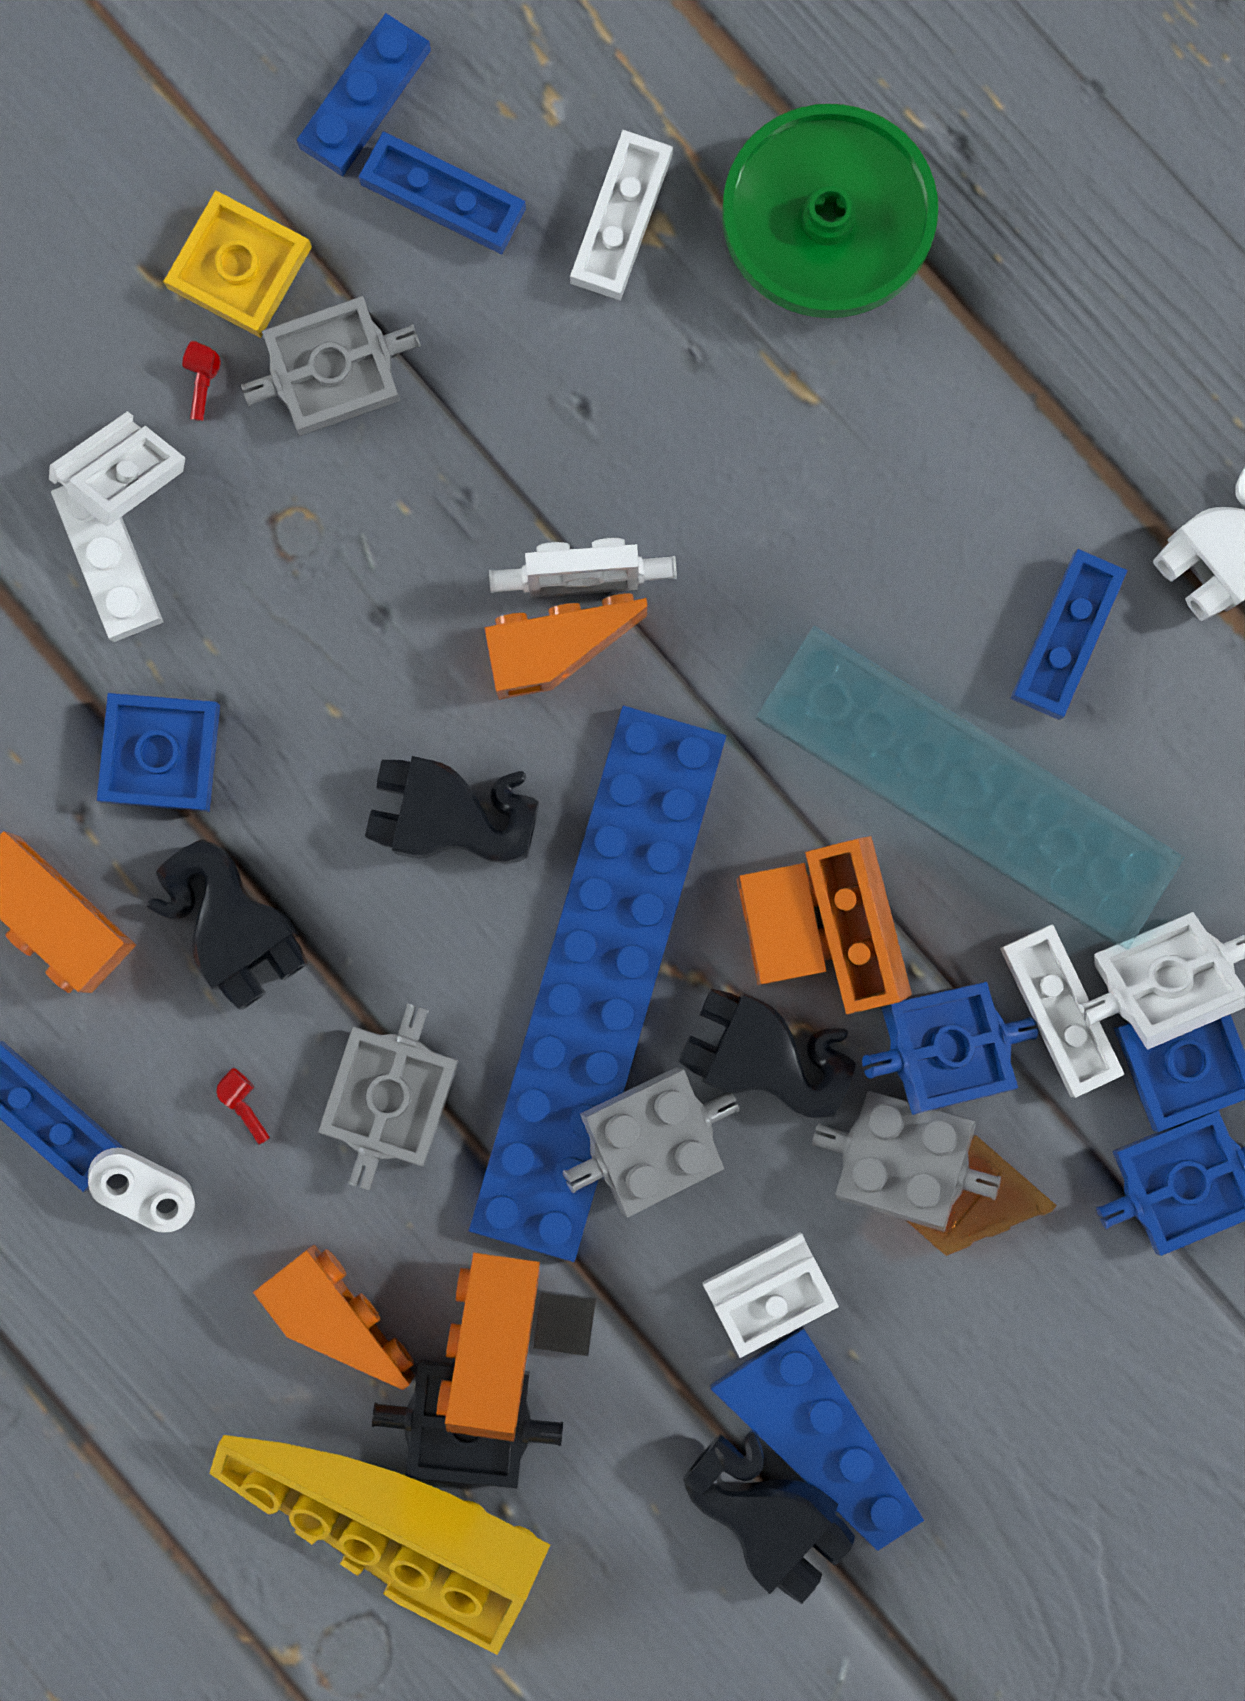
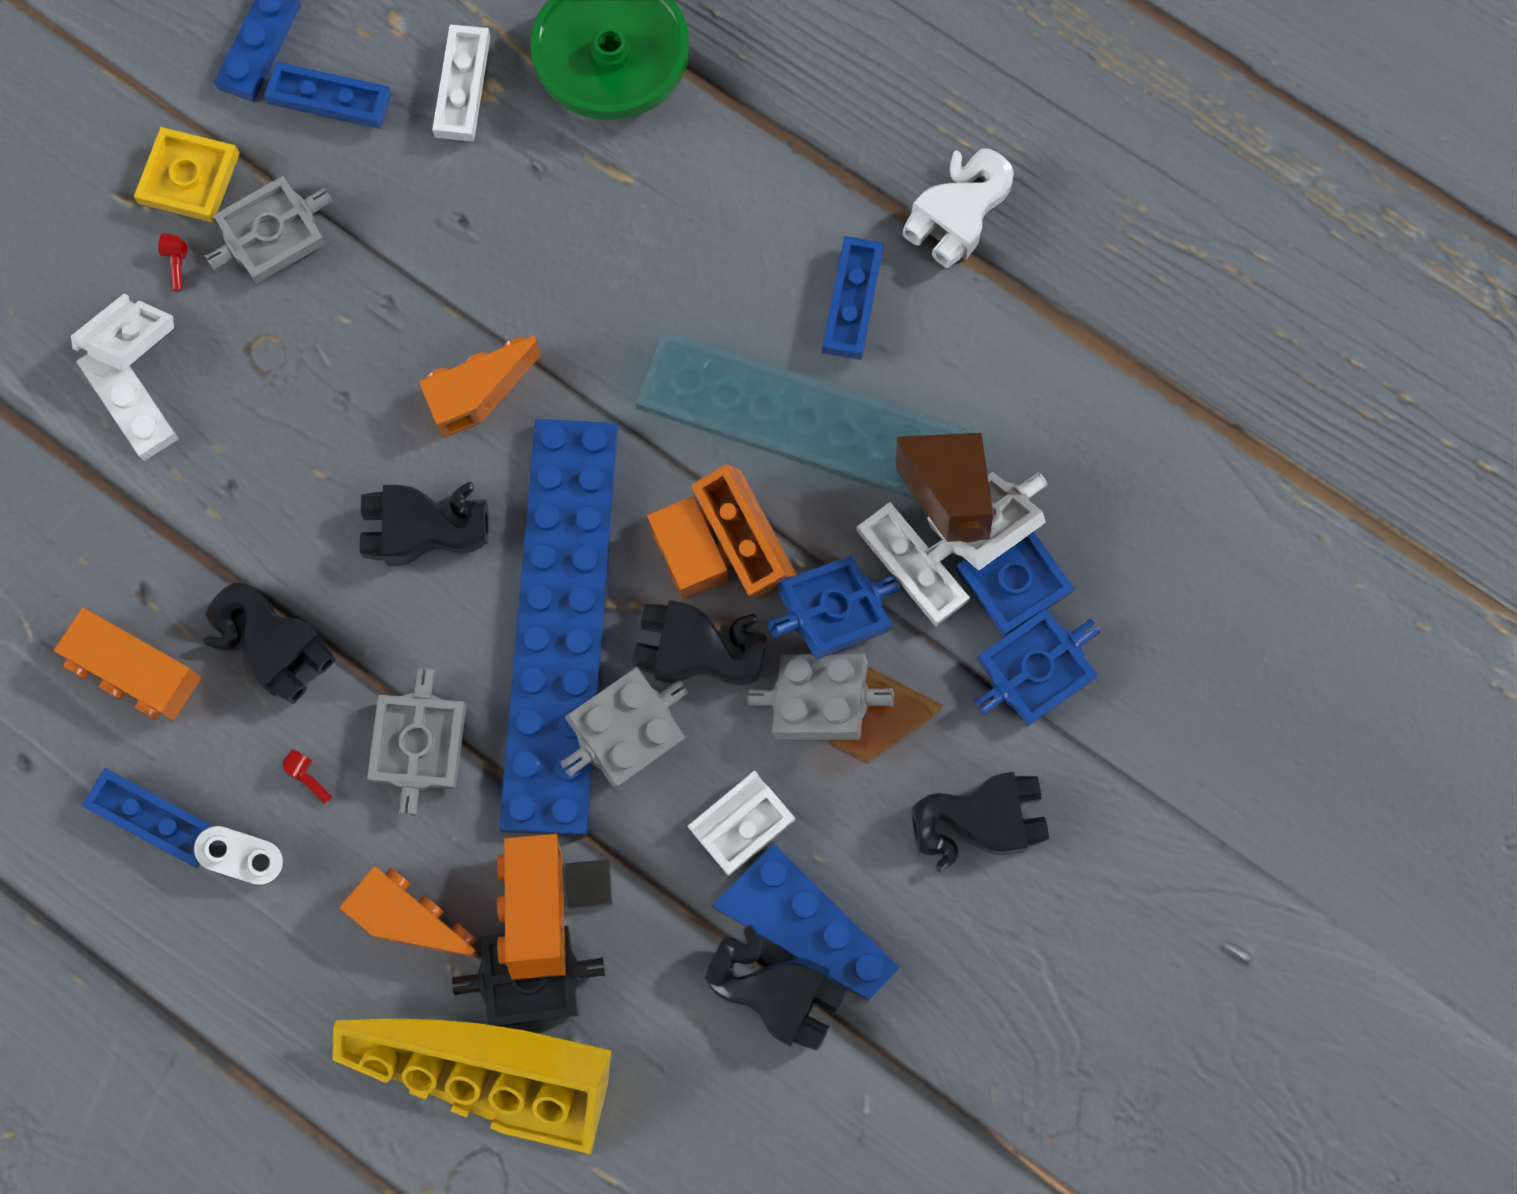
camera: 10 degrees left, 10 degrees down
(158, 752) = (191, 529): blue plate -> none
(567, 571) = (482, 326): white plate -> none
(1076, 1358) = (985, 818): none -> black hips
(1140, 929) = (949, 482): none -> reddish brown slope

